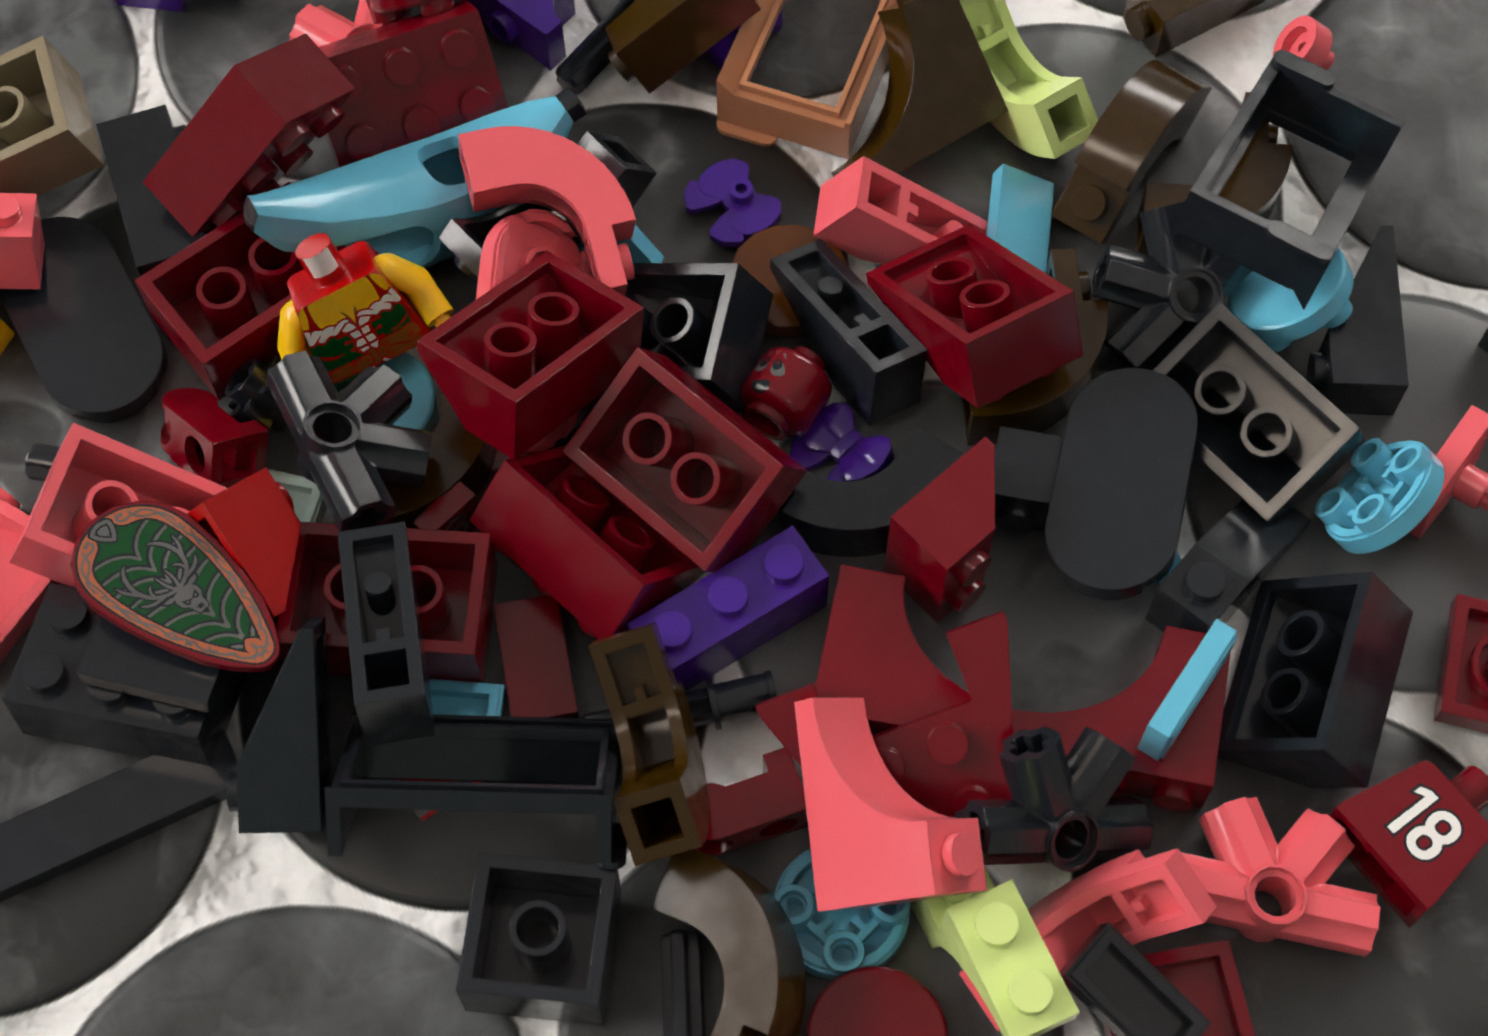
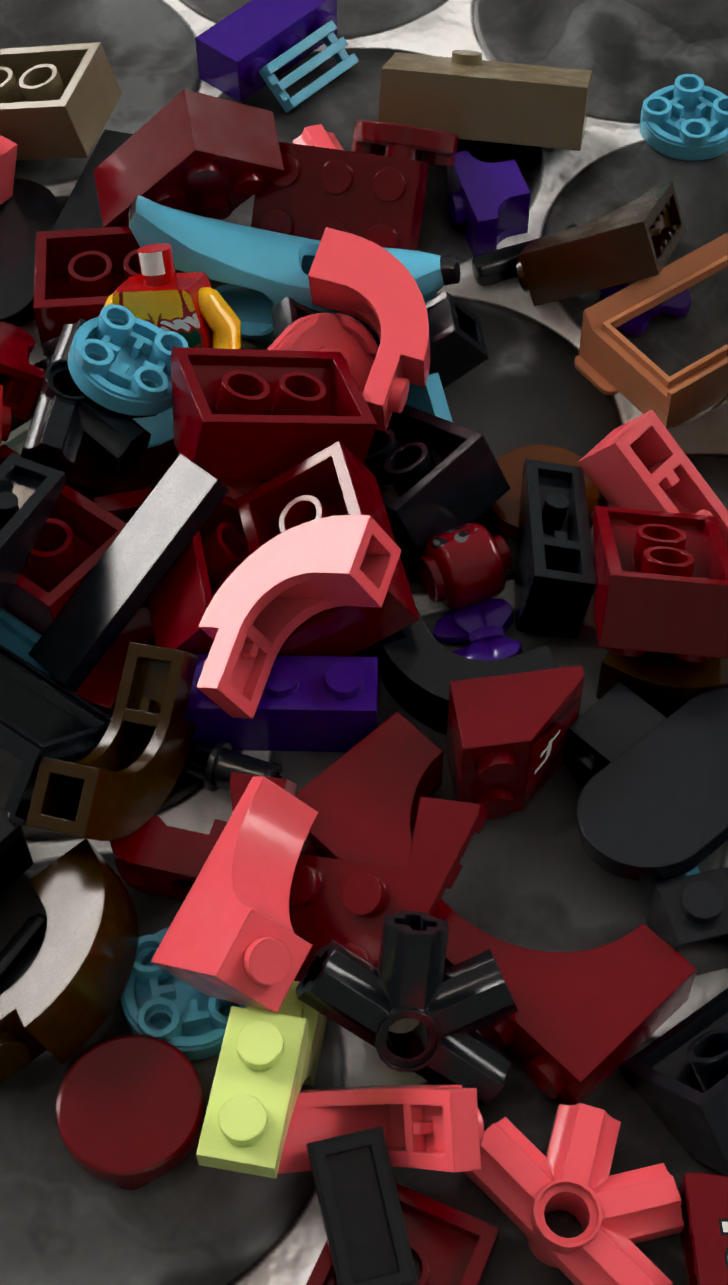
camera: 35 degrees right, 10 degrees down
(368, 376) = (124, 362): none -> medium azure tile
(524, 580) = (128, 572): none -> black tile
(692, 516) = (279, 588): none -> coral arch
(746, 211) = (546, 404): dark purple piece -> none
(1188, 690) = (610, 978): medium azure tile -> none

